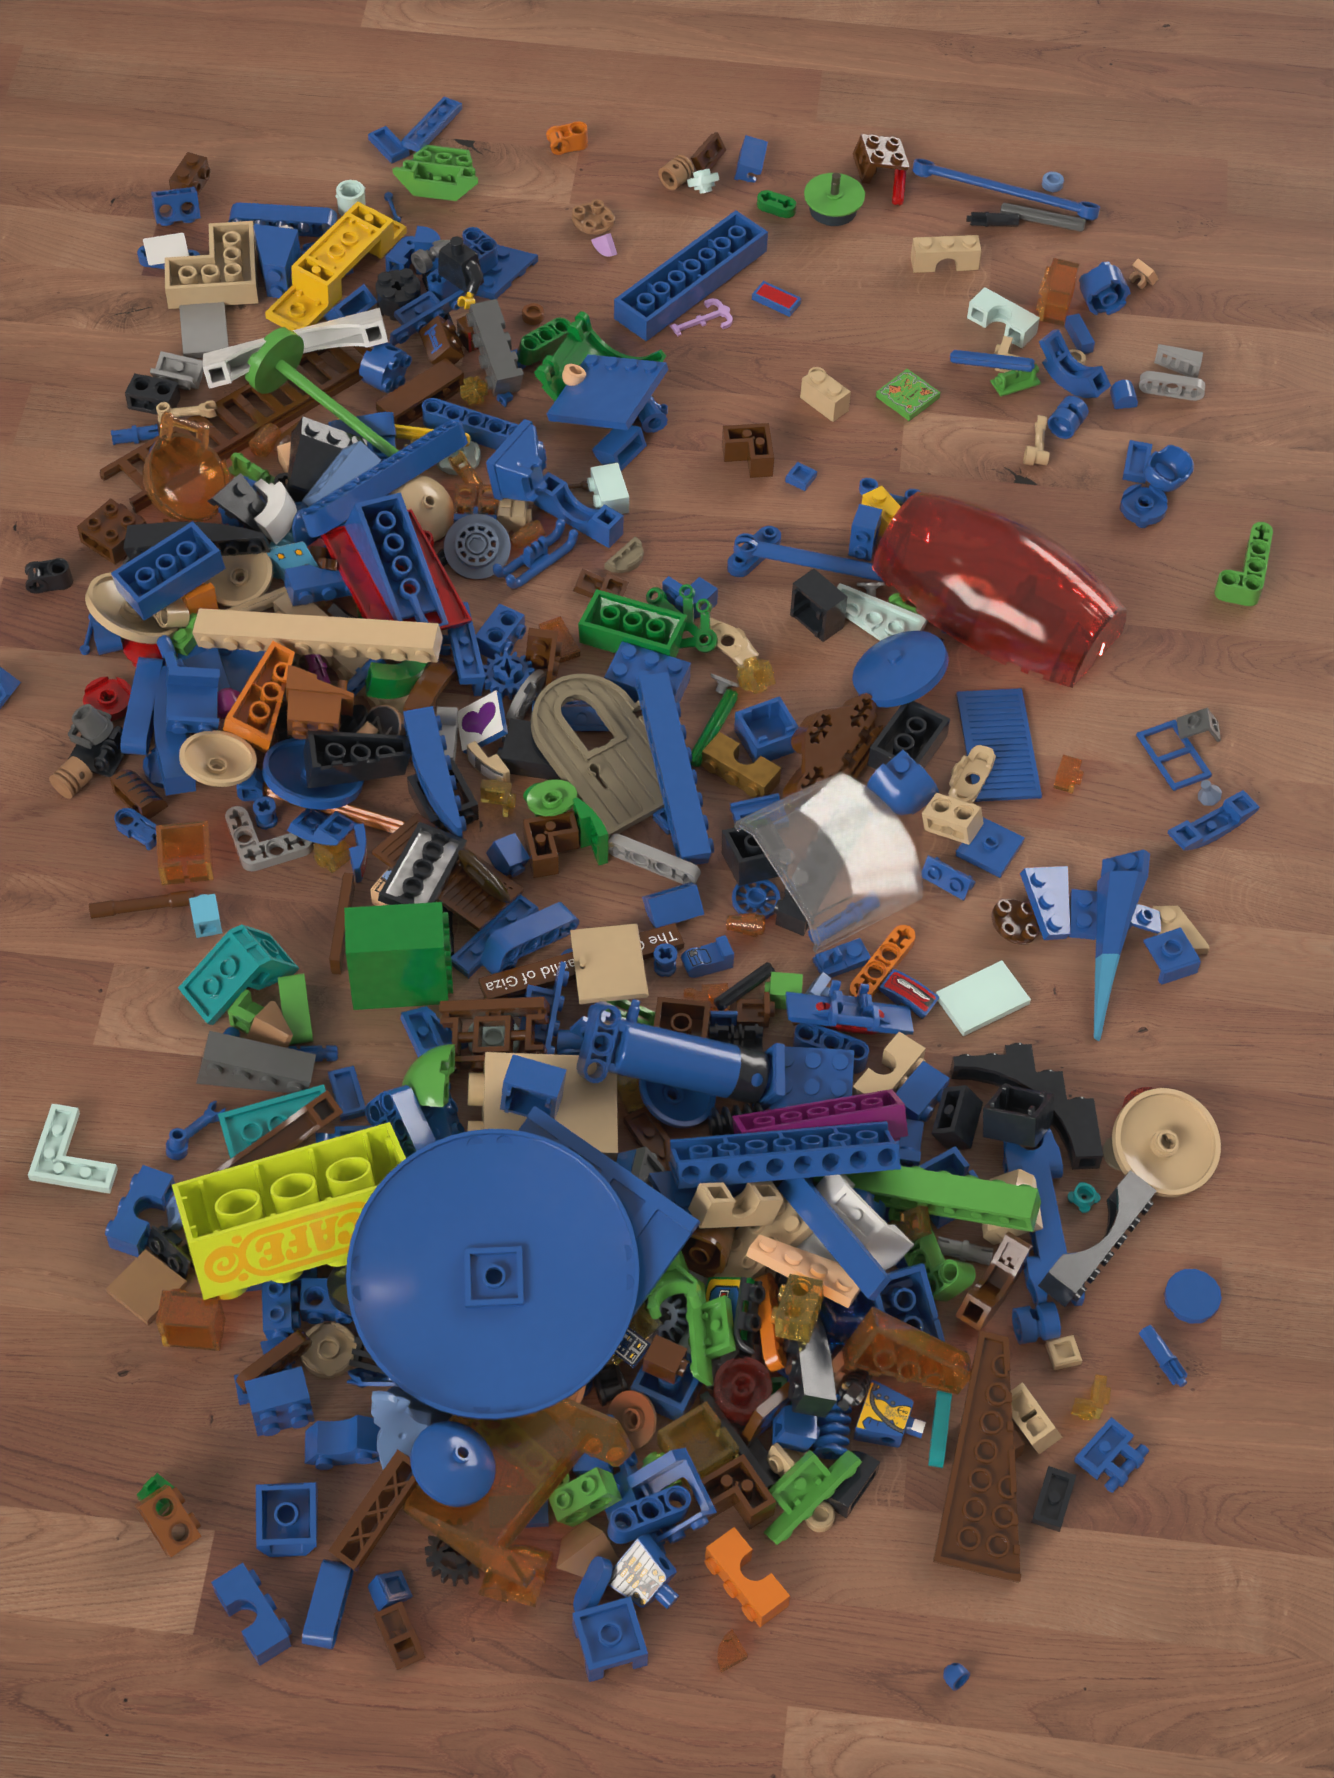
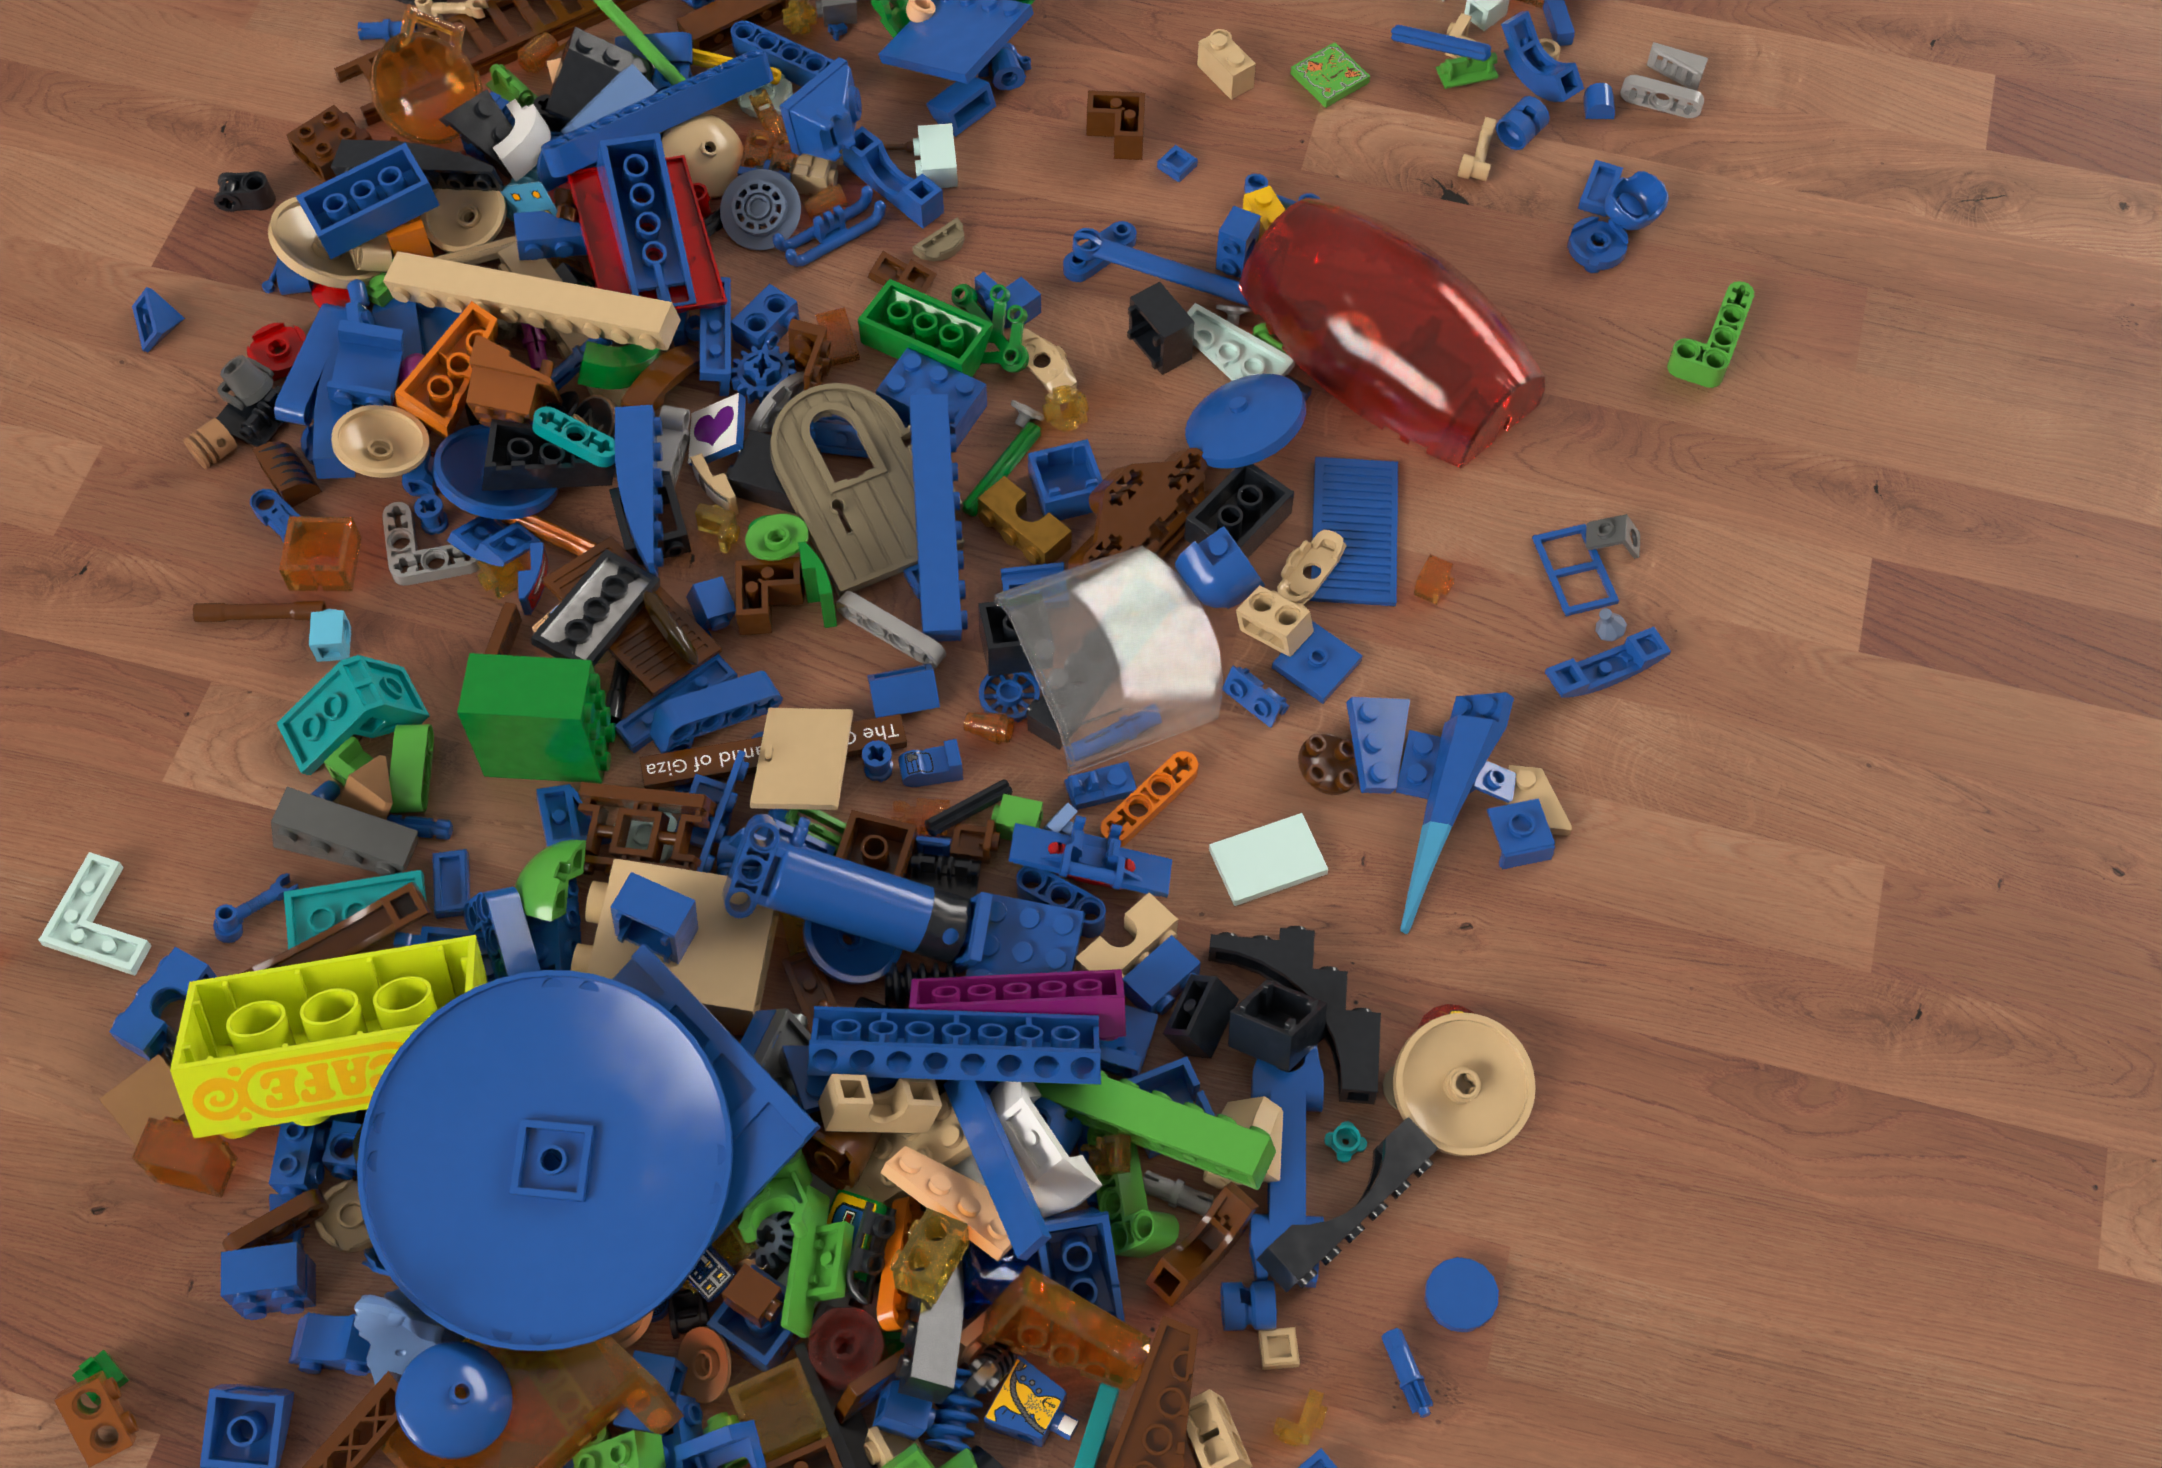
camera: 10 degrees right, 5 degrees up
(356, 736) = (570, 425): none -> teal beam
(909, 991) = (1176, 840): slope -> none

